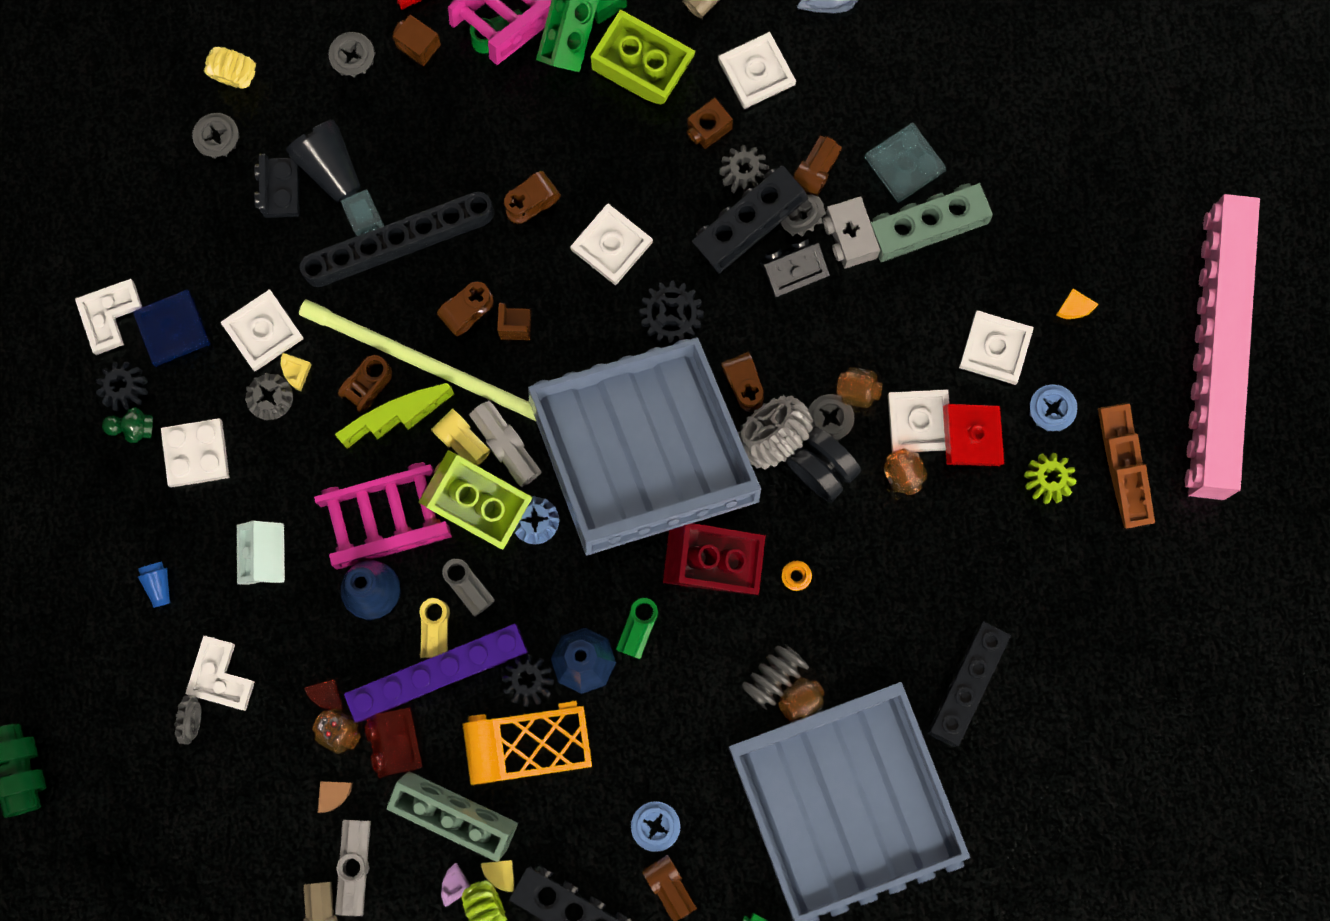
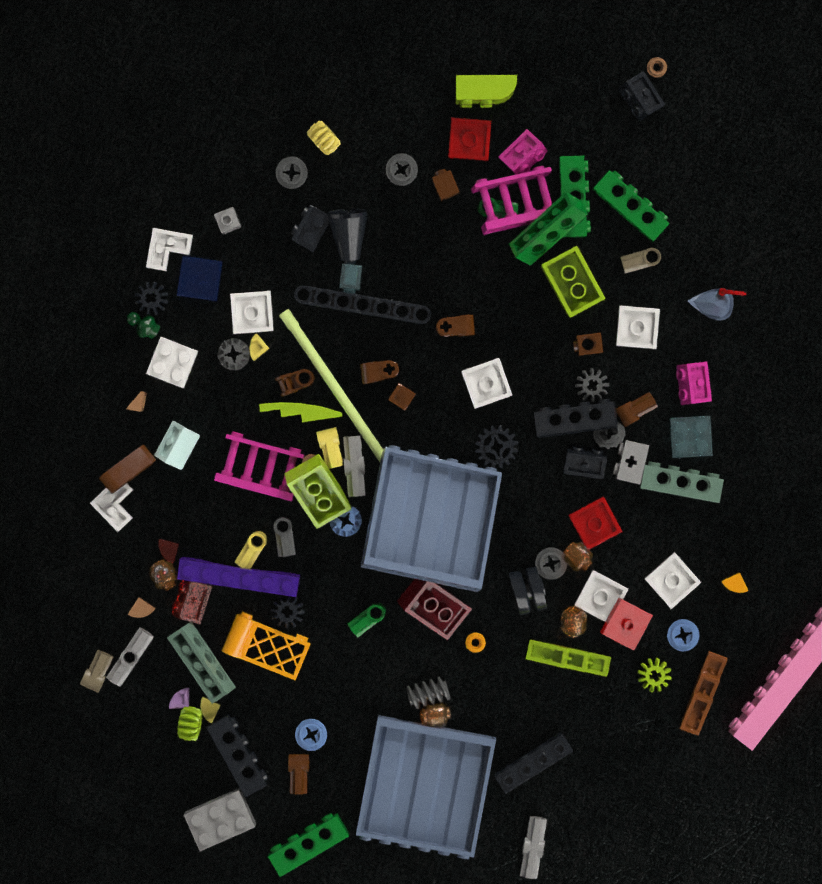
camera: 30 degrees right, 10 degrees up
(155, 582) = (108, 426): blue cone -> none
(166, 235) = (227, 220): none -> light grey brick
(177, 528) = (138, 403): none -> medium nougat slope
(188, 719) = (83, 519): dark grey gear -> none
(209, 619) = (127, 469): none -> reddish brown beam
(378, 595) = (237, 504): dark blue cone -> none
(591, 672) = (332, 611): dark blue cone -> none
(743, 377) = (515, 509): reddish brown piece -> none
(775, 431) = (512, 556): light grey gear -> none
(854, 334) = (595, 523): none -> red plate
(867, 95) = (693, 383): none -> dark pink bracket
(927, 523) = (568, 658): none -> lime slope
(1038, 798) = (533, 847): none -> light grey piece

